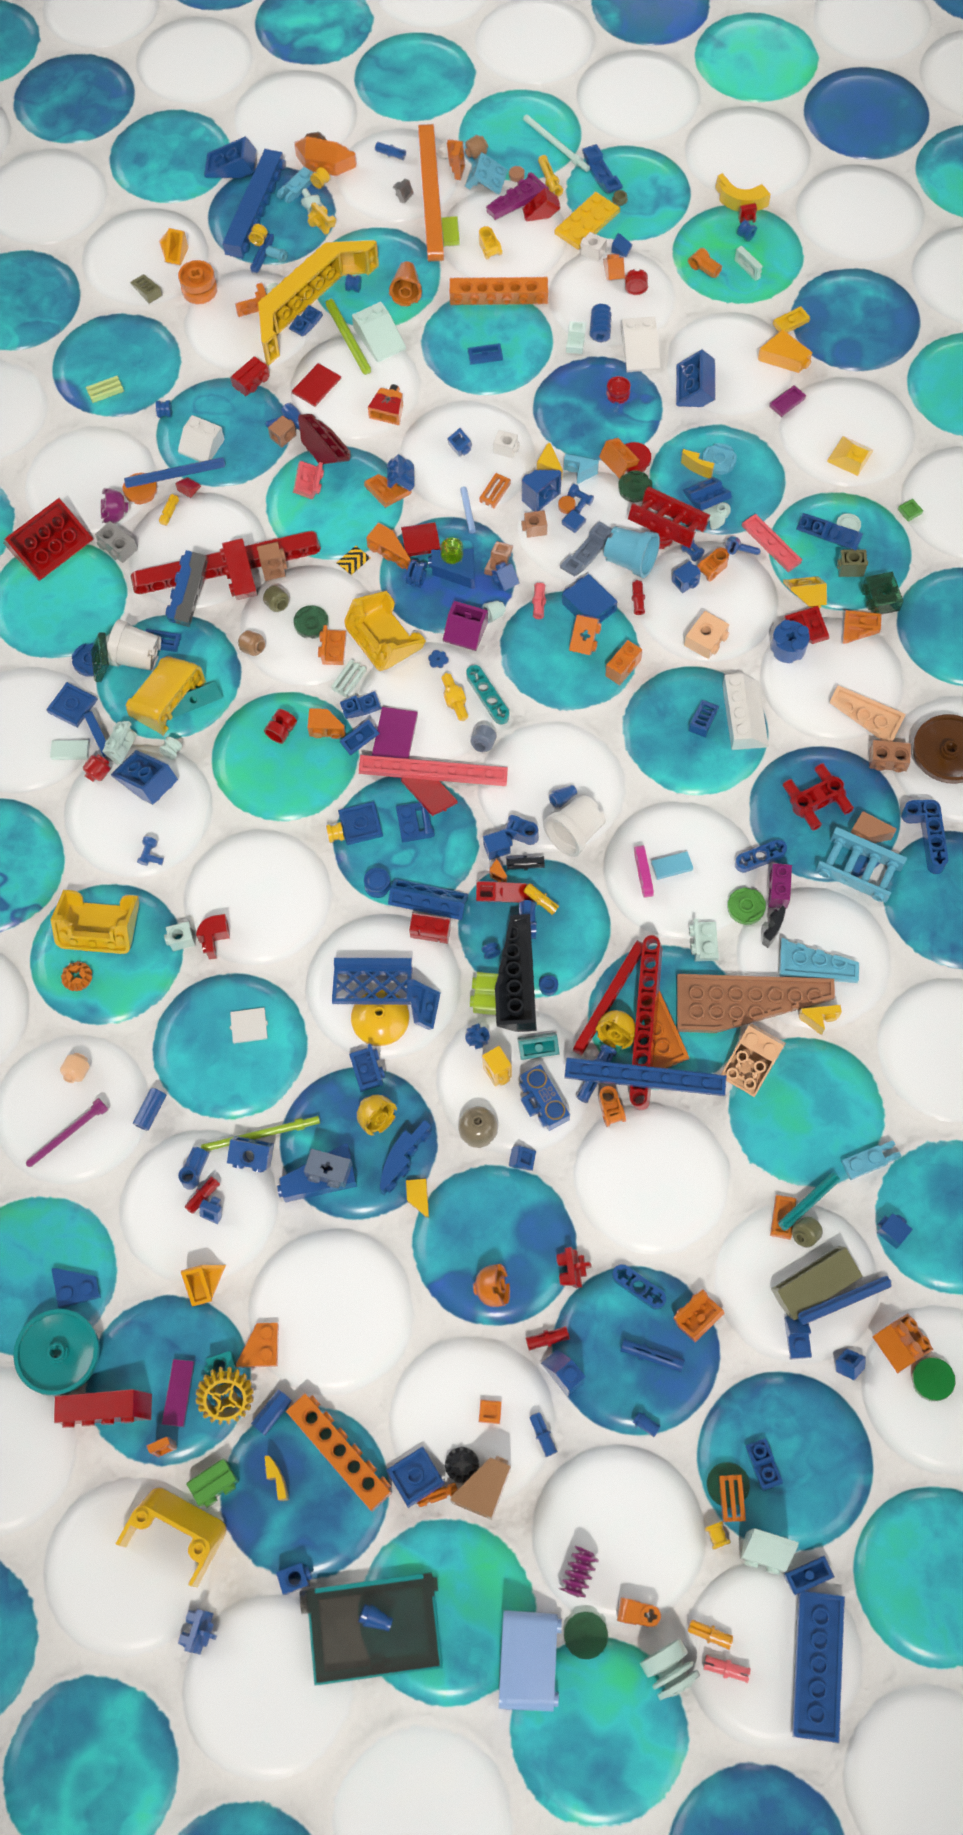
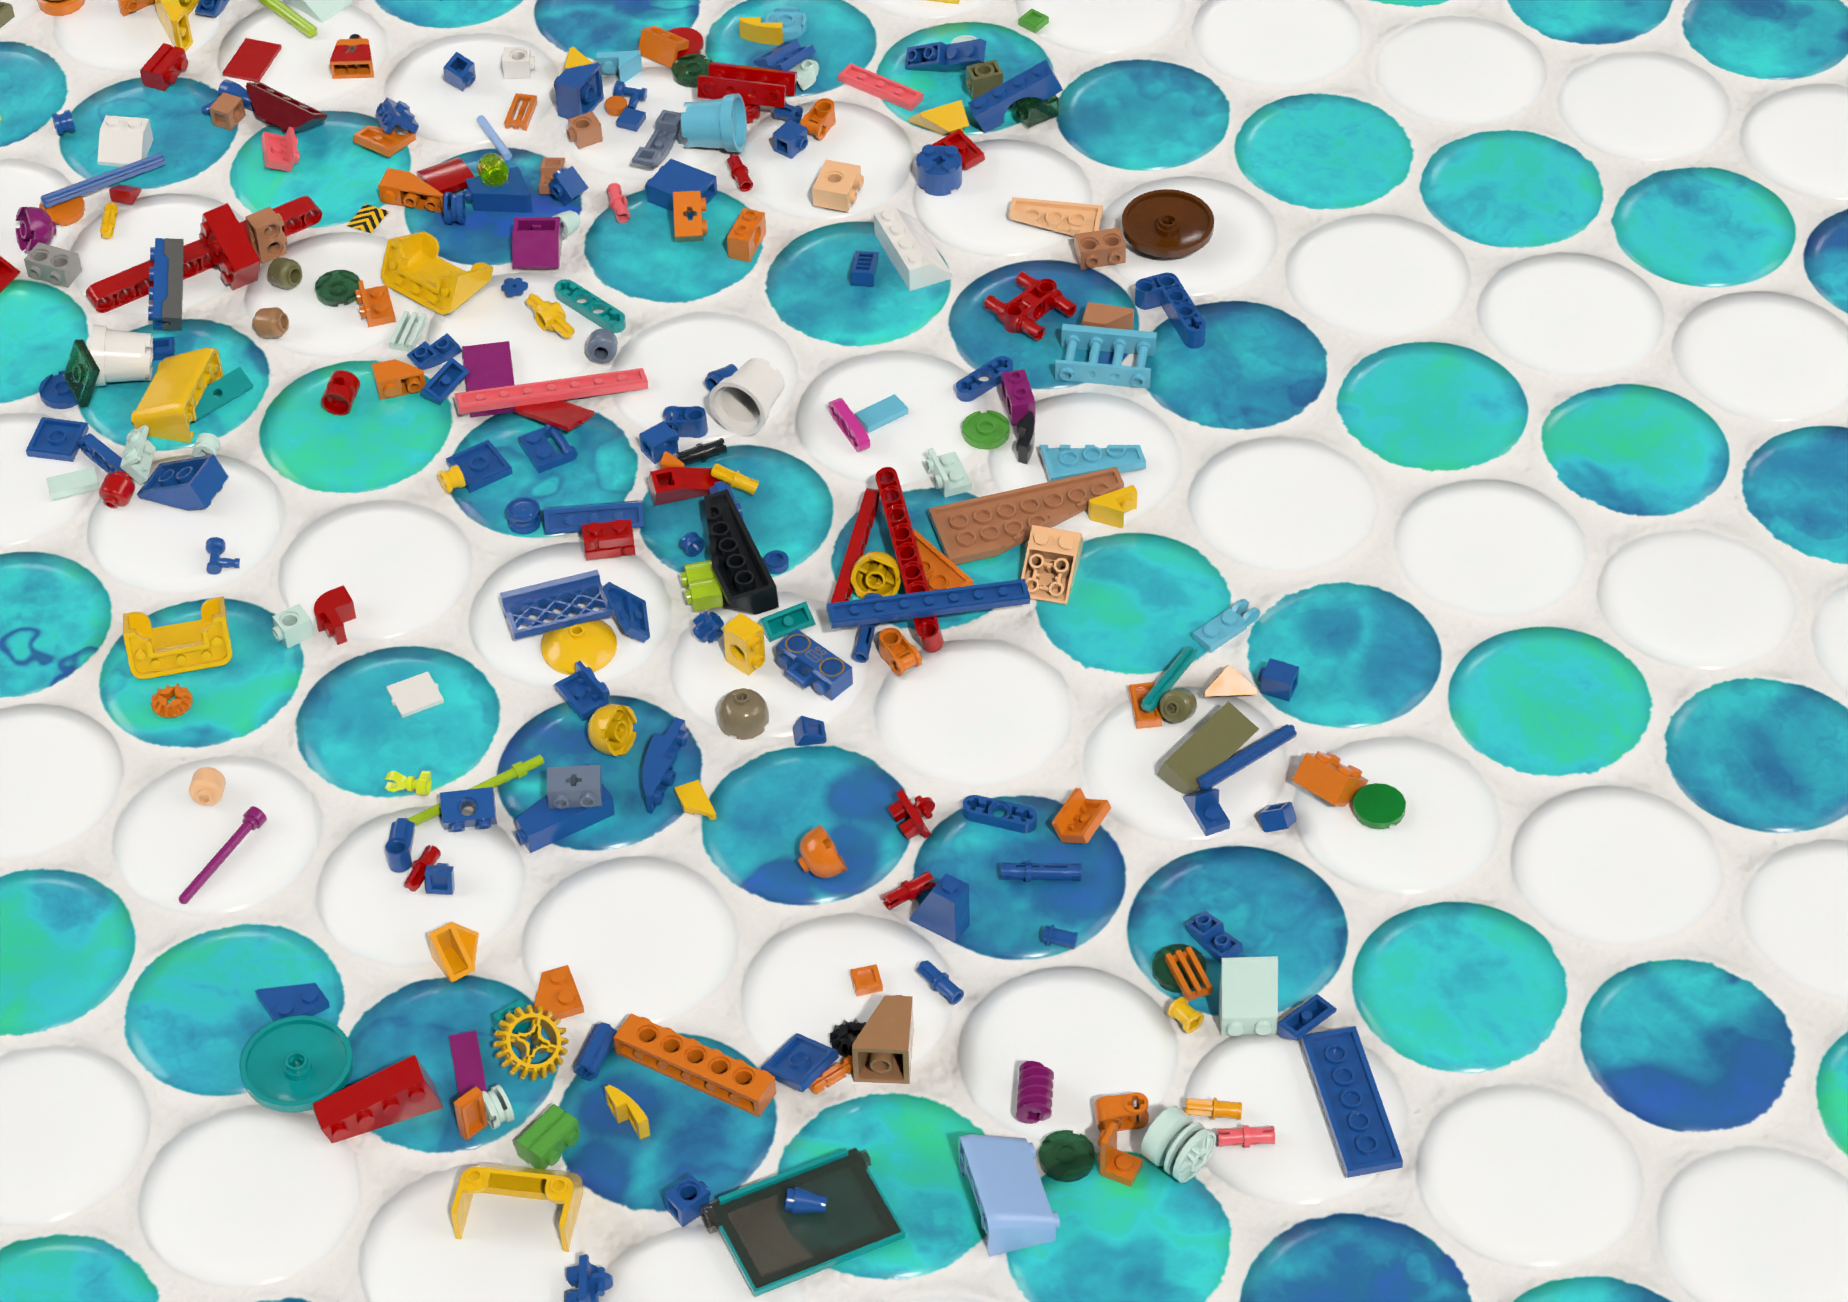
camera: 20 degrees left, 20 degrees down
(149, 1109) = (320, 803): blue axle -> none
(183, 1442) = (497, 1107): none -> light aqua wheel
(225, 1115) = (422, 784): none -> neon yellow piece
(622, 1660) = (1116, 1163): none -> orange bracket
(734, 544) = (838, 95): blue piece -> none
(853, 1222) = (1229, 683): none -> slope
(860, 625) = (1017, 138): orange wing -> none
(889, 585) = (1035, 82): none -> blue arch

